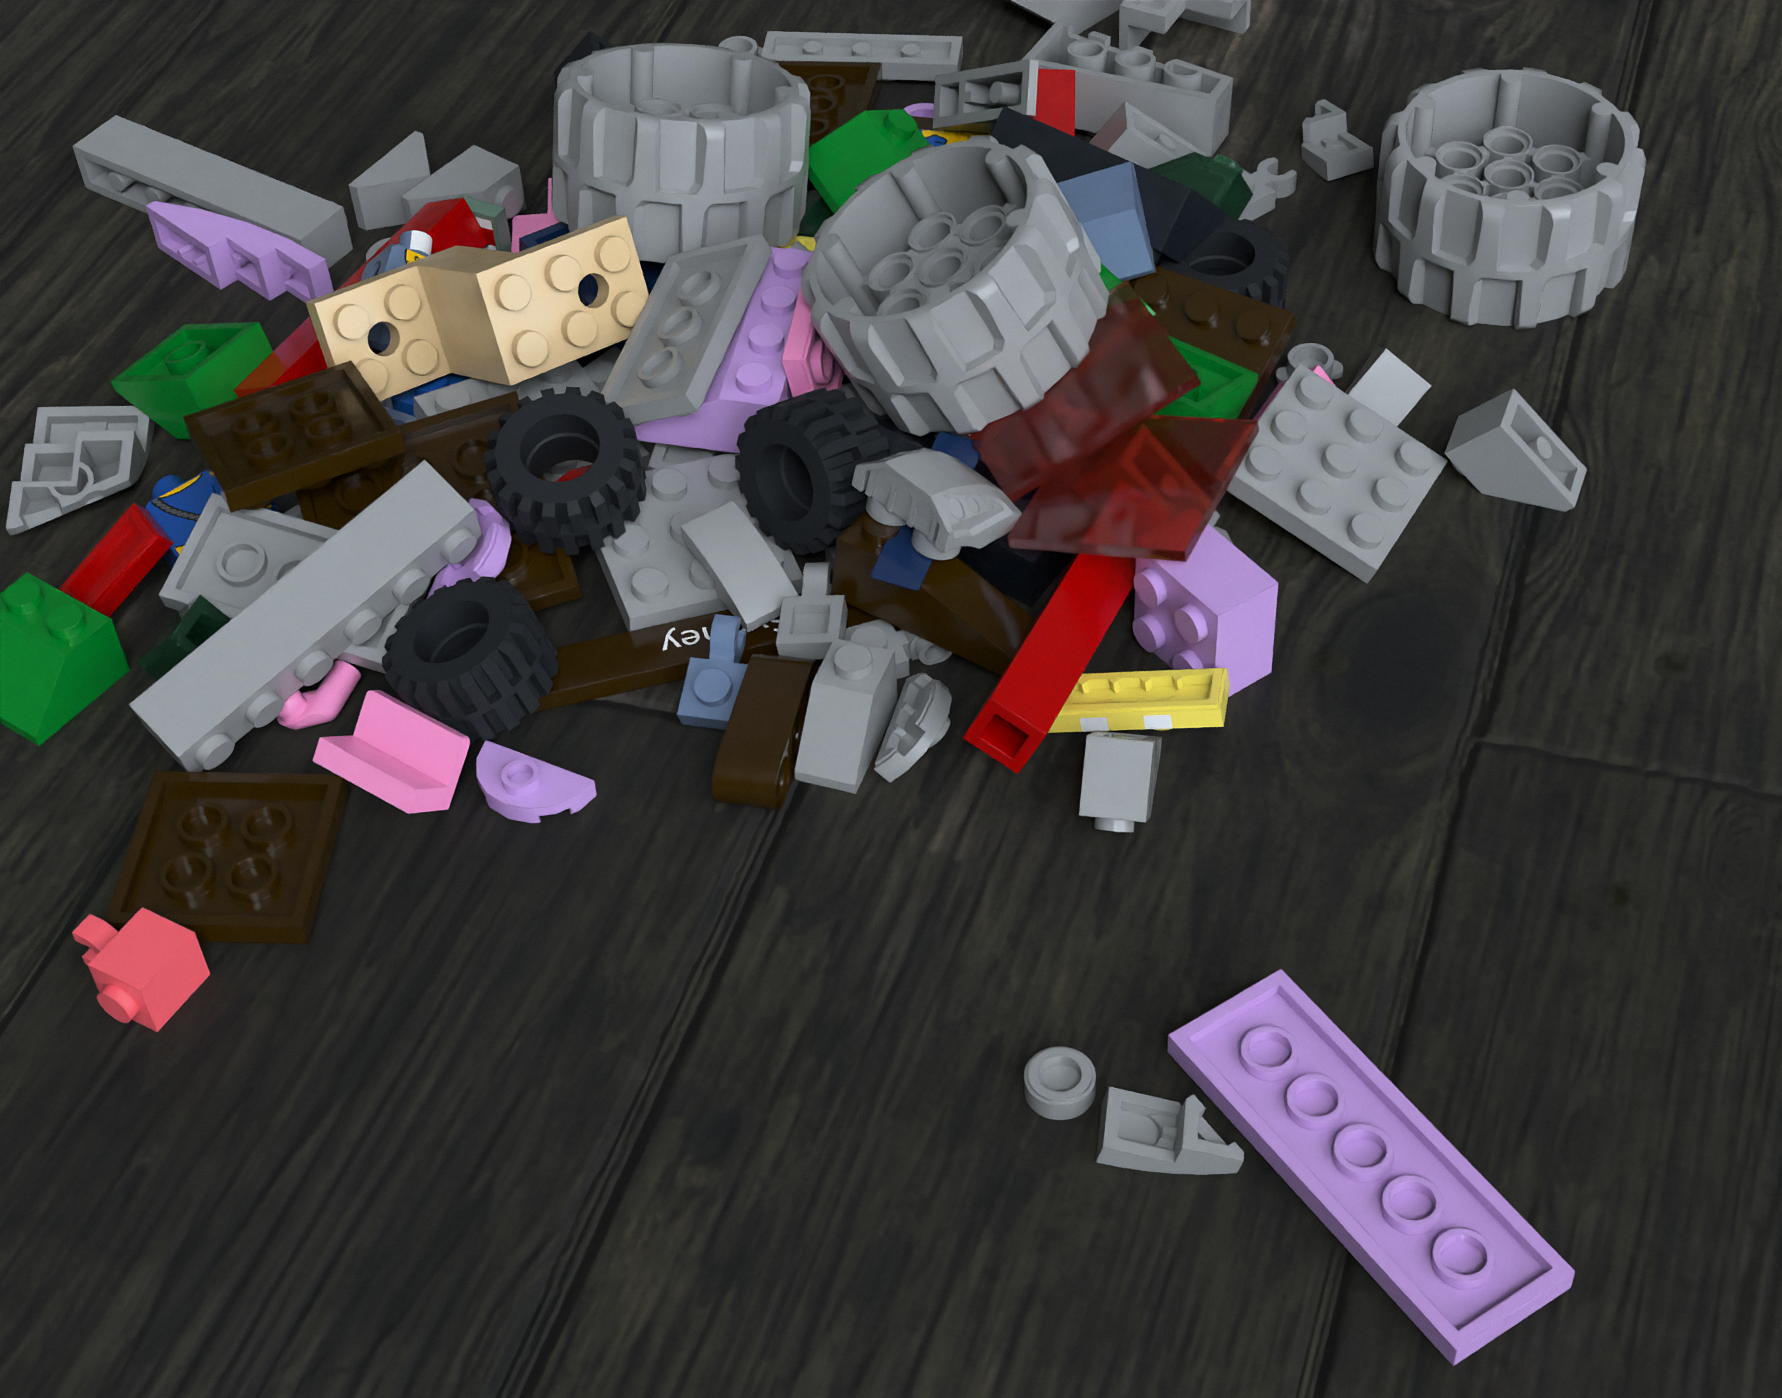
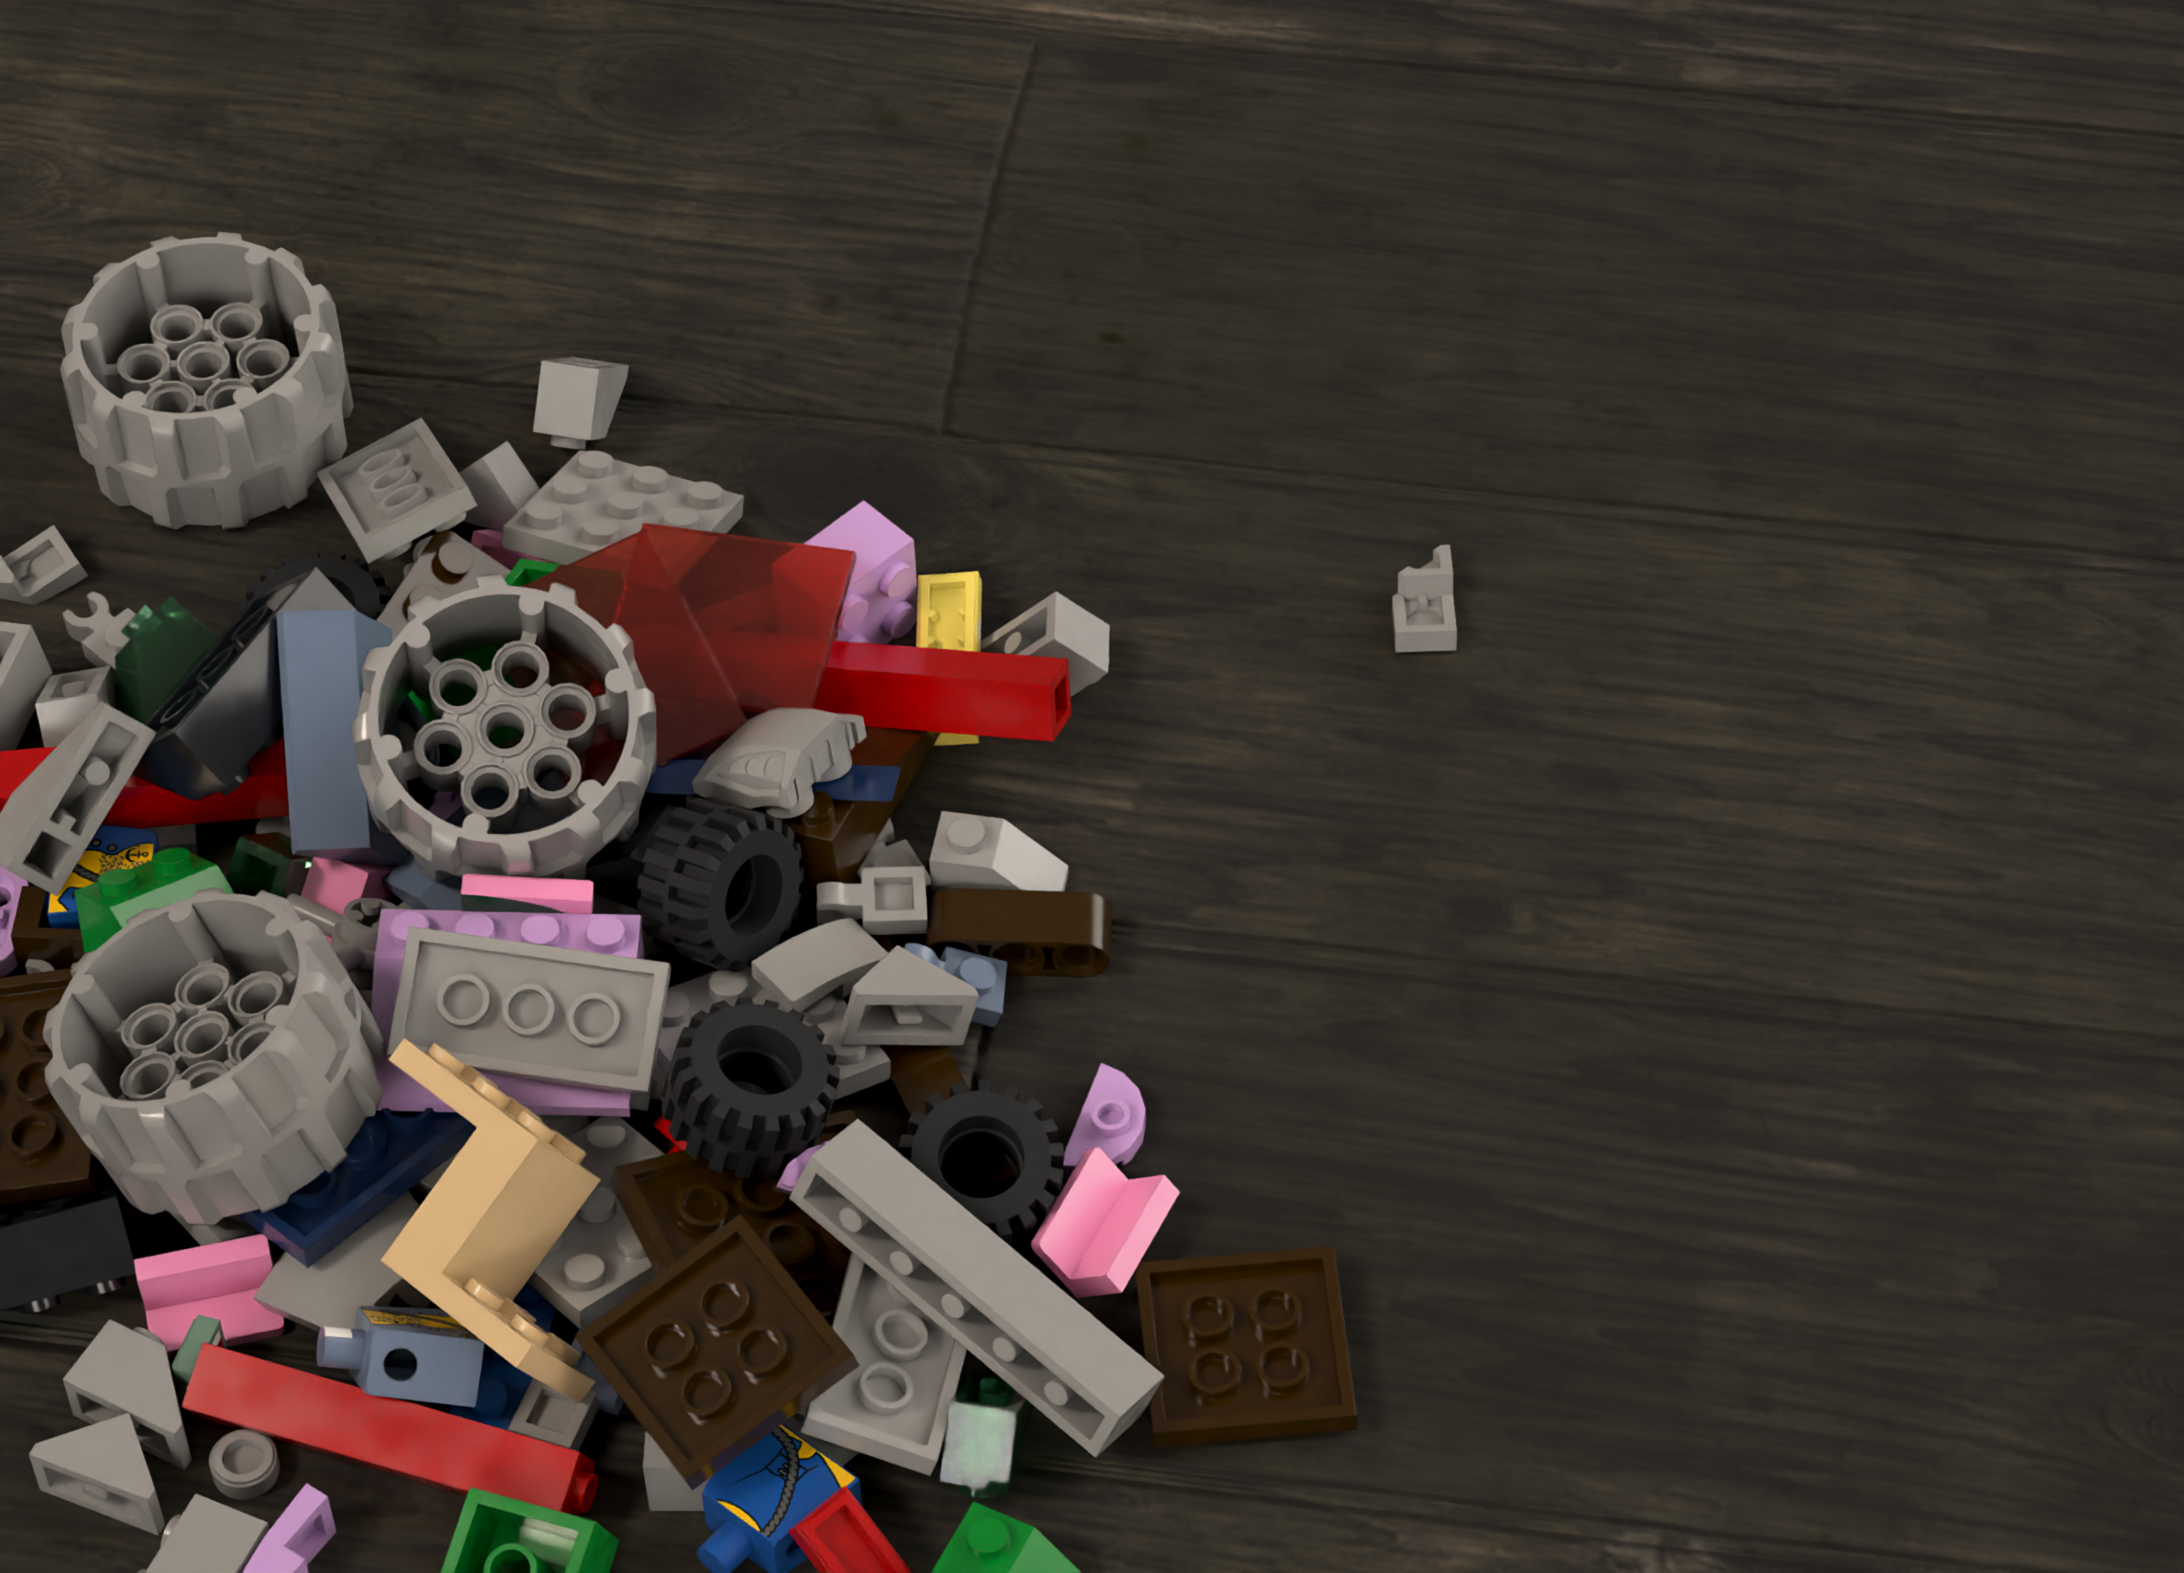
camera: 100 degrees left, 5 degrees up
(143, 968) = (1400, 1369): coral brick -> none
(675, 610) = (908, 1004): none -> light grey slope
(915, 726) = (996, 802): light grey plate -> none
(1059, 1083) = (1384, 678): light grey tile -> none
(1357, 303) = (397, 491): none -> light grey plate
(1371, 1166) = (1426, 476): lavender plate -> none

